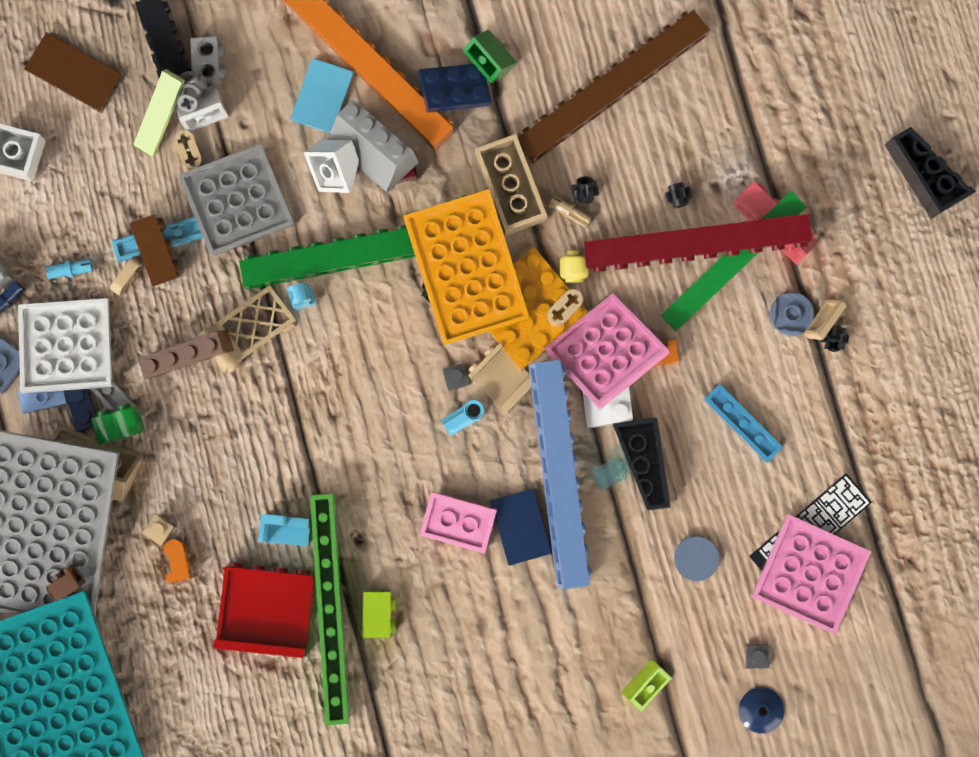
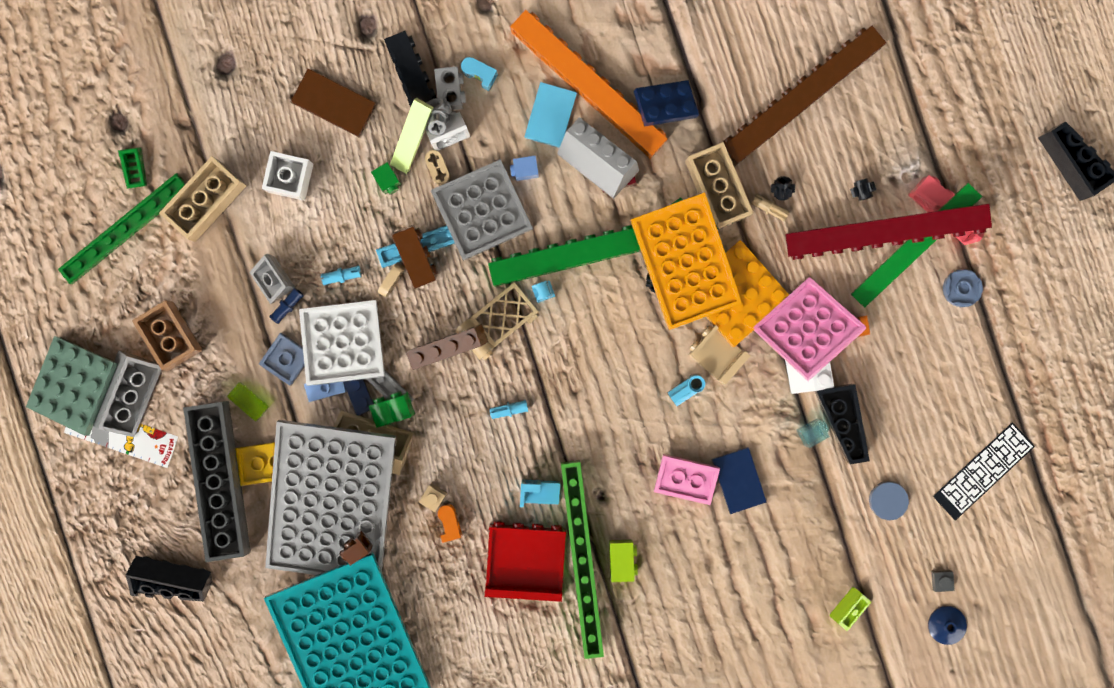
camera: 10 degrees left, 5 degrees up
(128, 160) = (386, 179): none -> green brick
(242, 42) = (480, 71): none -> medium azure leg
(255, 432) = (509, 409): none -> medium azure axle
(288, 155) = (524, 168): none -> medium blue brick
(333, 165) = (565, 176): white slope -> none
(456, 377) = (677, 354): dark grey plate -> none
(489, 56) = (695, 74): green brick -> none
(559, 474) = (772, 435): medium blue brick -> none
(561, 303) = (773, 294): tan beam -> none
(573, 267) = (775, 256): light yellow head -> none
(743, 423) = (925, 384): dark azure plate -> none
(811, 574) = (987, 510): bright pink plate -> none
(825, 319) = (993, 292): tan tile -> none
(835, 339) = (1002, 308): black gear -> none

